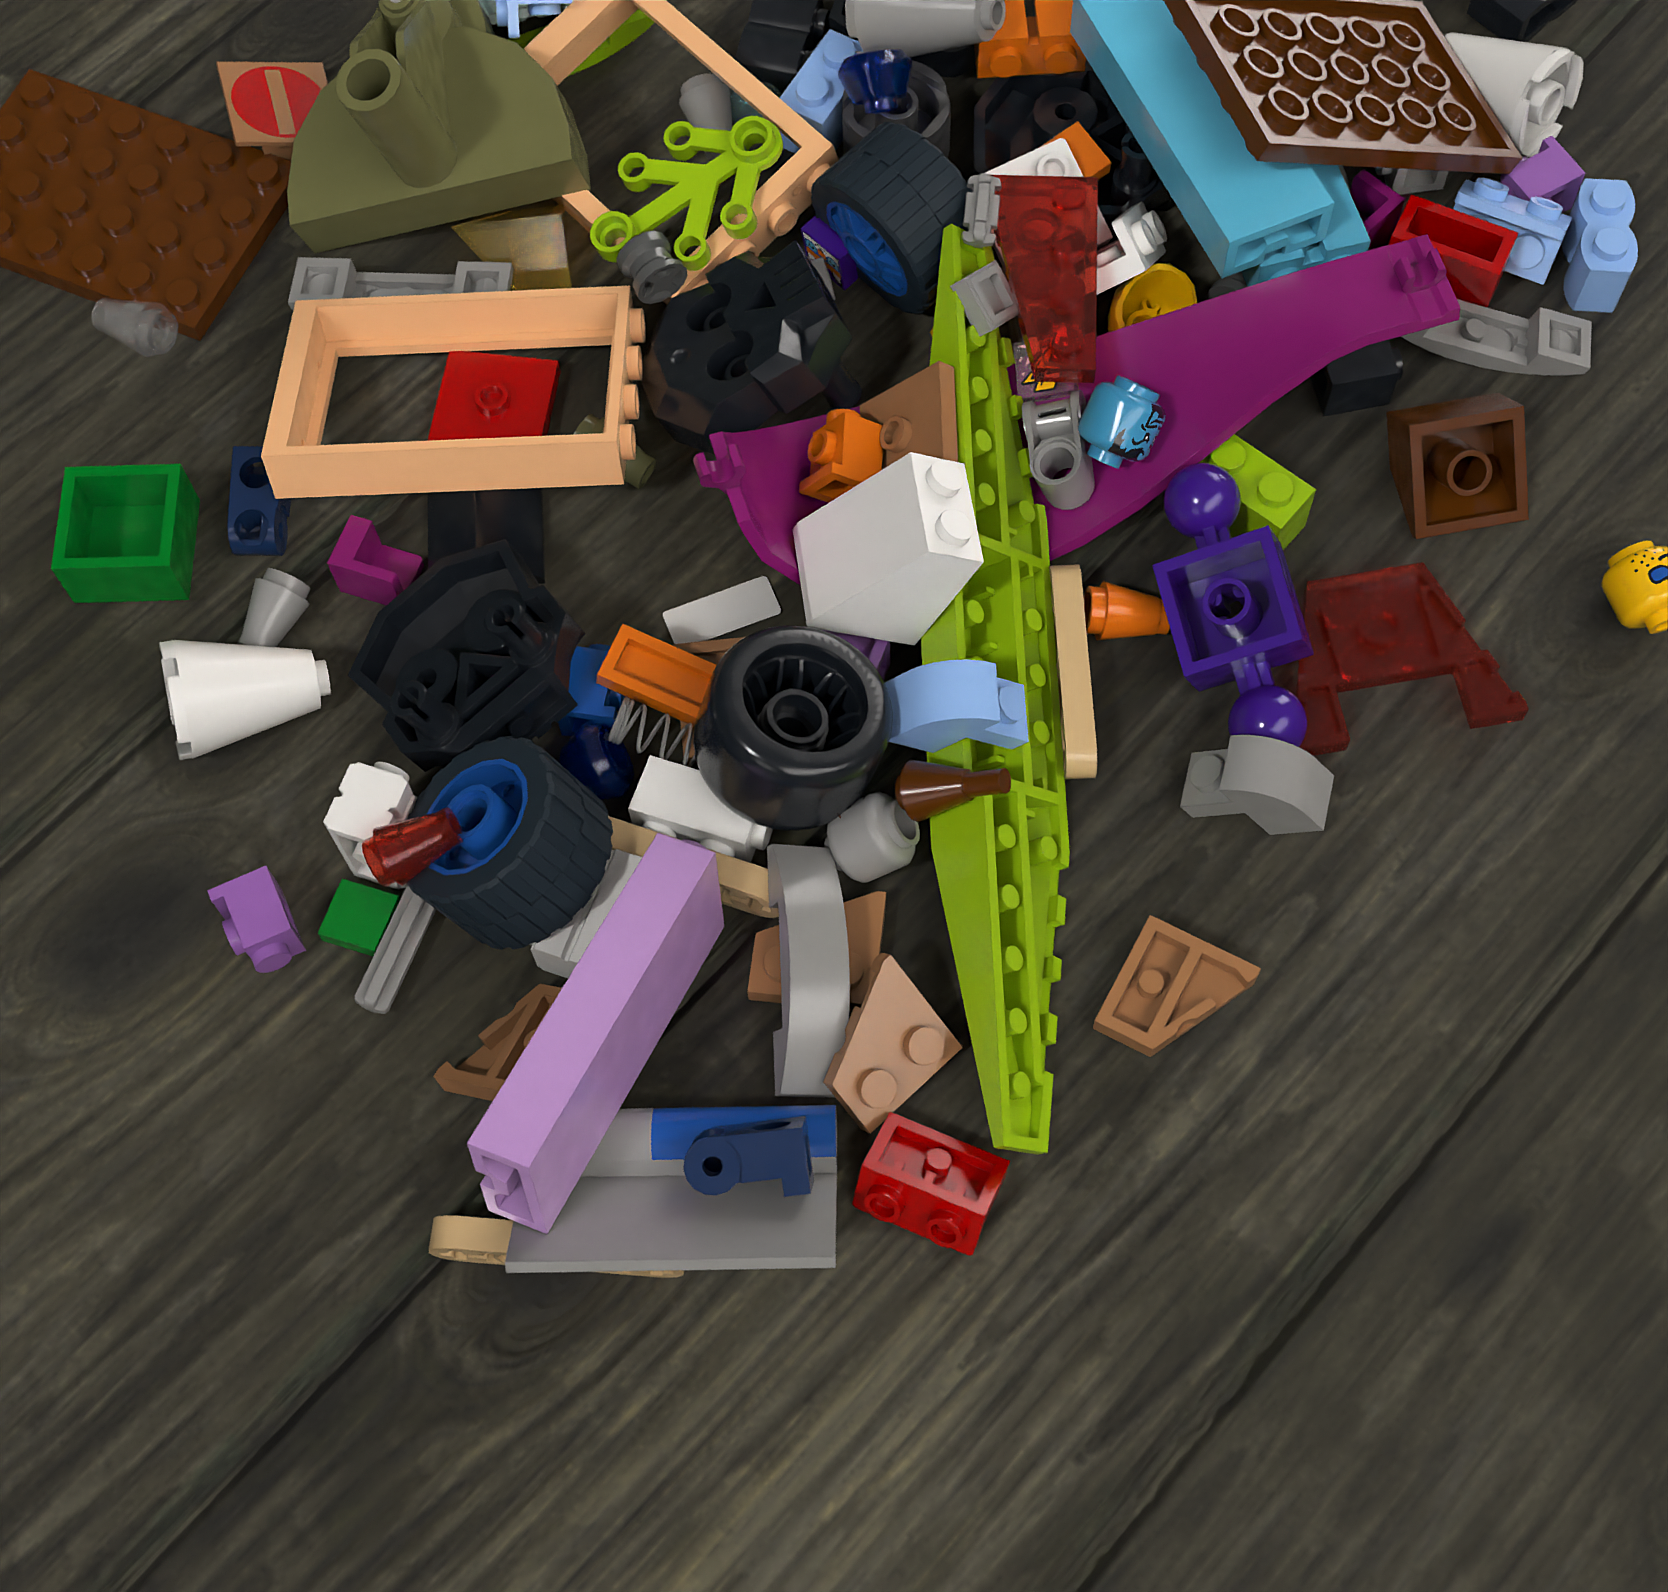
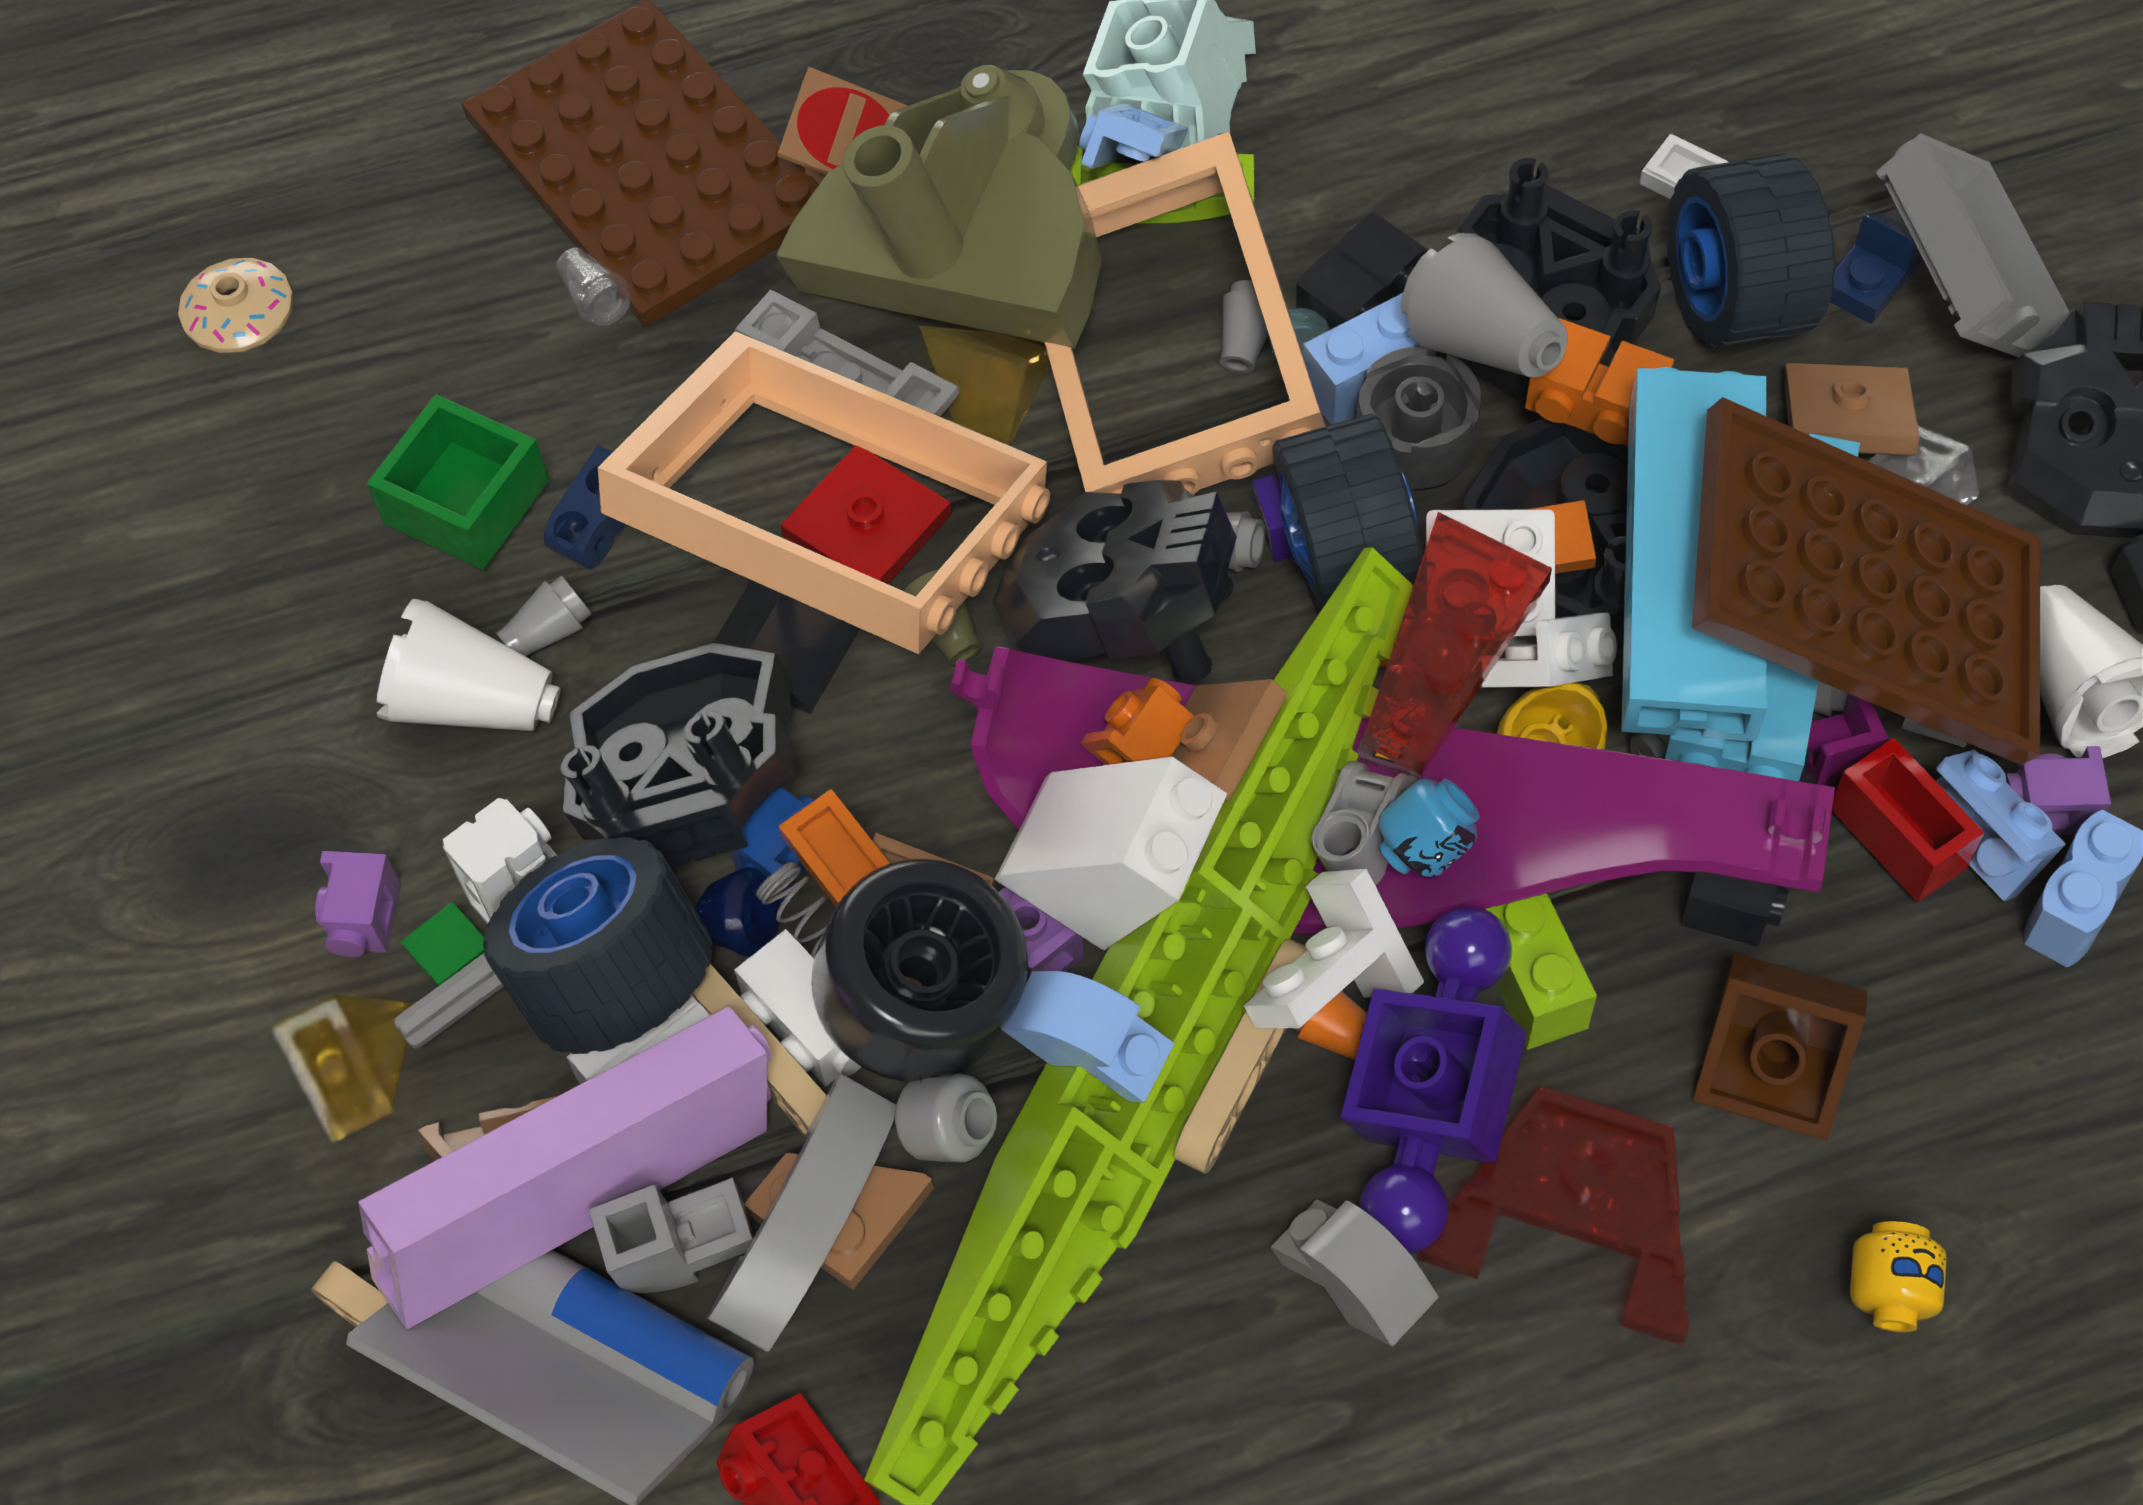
camera: 30 degrees right, 5 degrees down
(334, 1052) = (346, 1058): none -> clear yellow slope
(369, 568) = (656, 615): magenta panel -> none
(409, 846) = (495, 901): clear red cone -> none
(651, 267) = (1075, 453): dark grey wheel -> none
(694, 186) = (1162, 395): lime plant -> none
(705, 1051) = (662, 1243): none -> light grey brick
(722, 612) = (953, 825): white sticker -> none
(751, 1154) = (635, 1359): dark blue leg -> none
(876, 79) = (1403, 366): clear blue cone -> none
(888, 1047) = (835, 1331): medium nougat wing -> none
(932, 788) = (1020, 1100): reddish brown cone -> none
(981, 210) = (1409, 548): light grey piece -> none
(986, 298) = (1365, 637): light grey tile -> none
(1112, 554) = (1356, 946): none -> white bracket
(1169, 987) = (1142, 1421): medium nougat wing -> none
(1509, 343) = (1909, 930): light grey slope -> none

